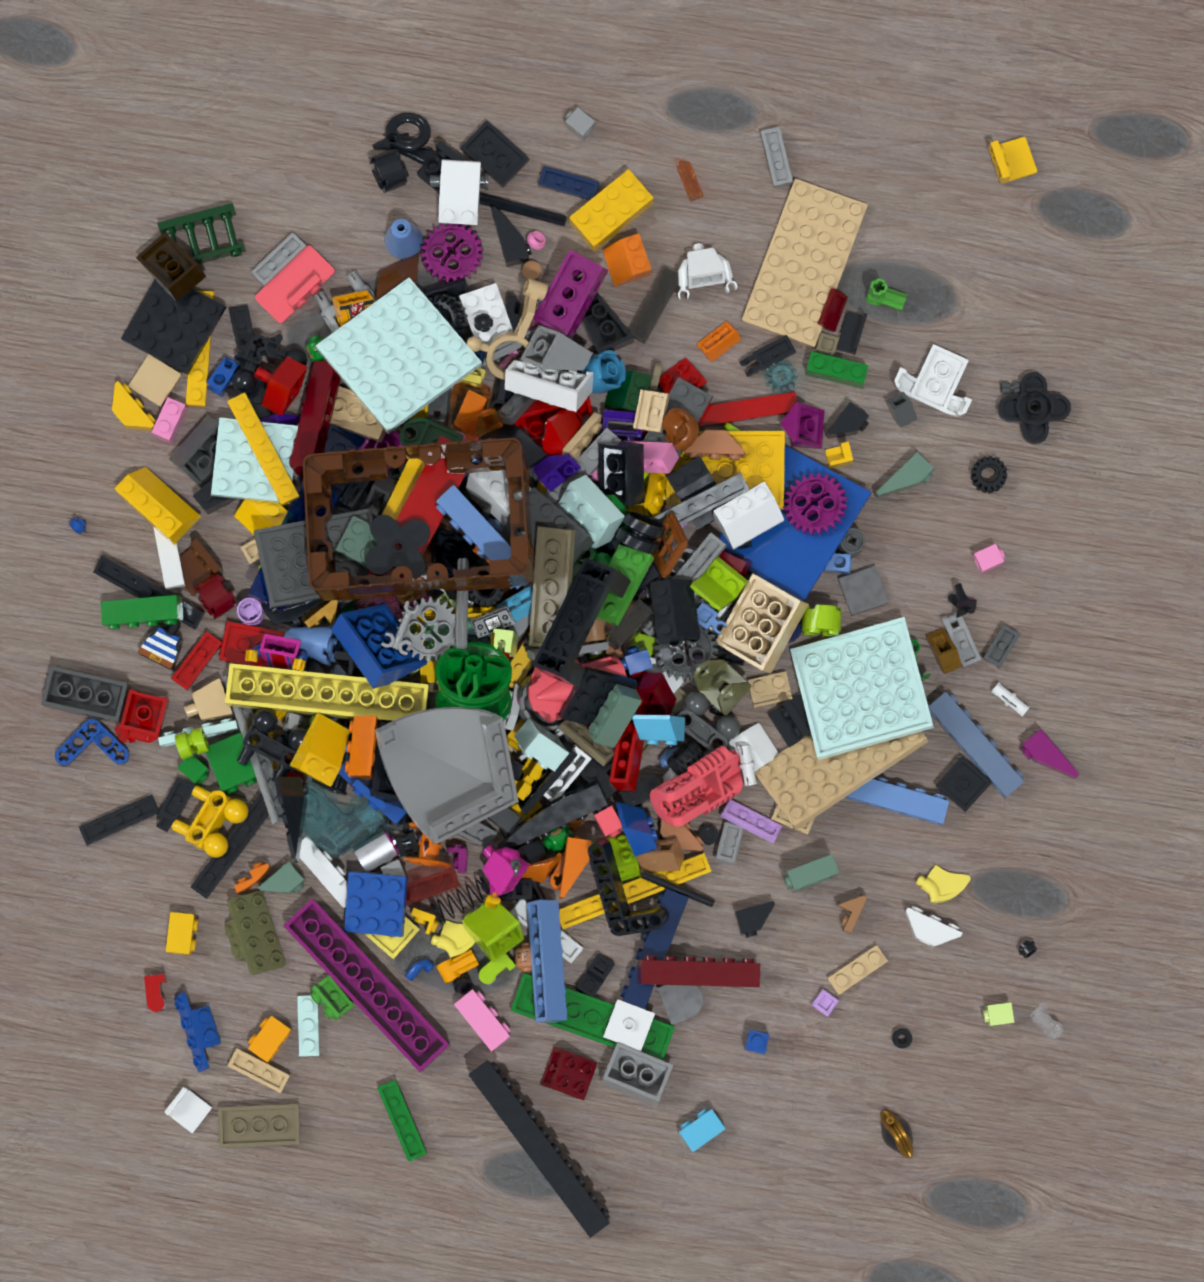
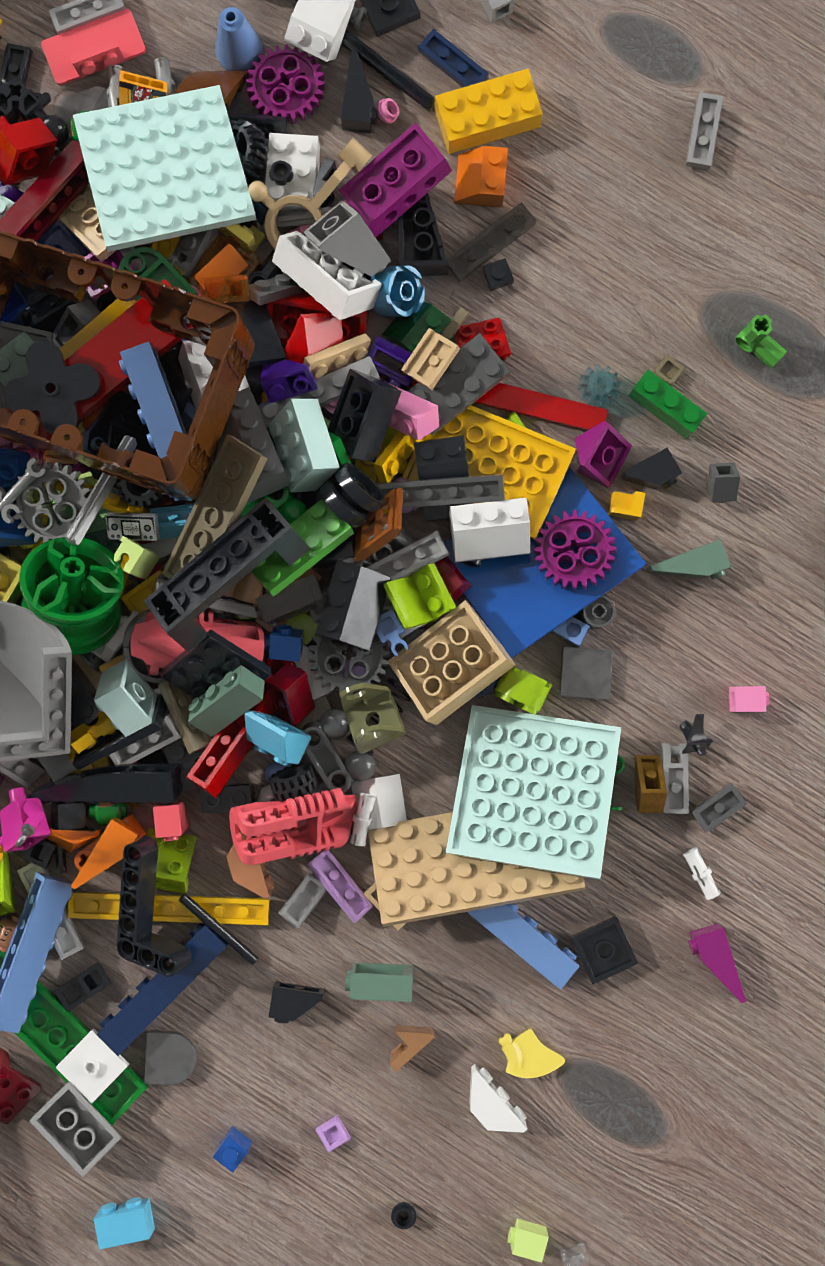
camera: 25 degrees right, 5 degrees up
(531, 270) = (370, 142): medium nougat tile -> none
(637, 828) = (198, 842): blue slope -> none
(665, 858) = (214, 883): medium nougat brick -> none
(670, 326) = (498, 274): none -> black plate
(681, 428) = (455, 392): dark orange piece -> none
(689, 180) = (592, 115): clear orange slope -> none
(698, 972) = (198, 1042): dark red brick -> none
(703, 269) = (564, 222): white torso -> none
(708, 834) = (284, 879): black plate -> none
(715, 445) = (487, 431): nougat slope -> none
(719, 341) = (545, 315): orange slope -> none
(768, 354) = (605, 353): black hinge -> none
(770, 689) = (428, 741): tan plate -> none
(791, 721) = (437, 789): black bracket -> none
(804, 262) = (683, 266): tan plate -> none
(832, 310) = (692, 333): dark red tile -> none
(851, 333) = (702, 369): black panel -> none
(857, 970) = (387, 1111): tan plate -> none
(936, 382) = (777, 468): white piece -> none
(975, 745) = (638, 911): sand blue brick -> none
(983, 485) = (805, 601): black tyre -> none
(1027, 949) = (594, 1175): black plate -> none

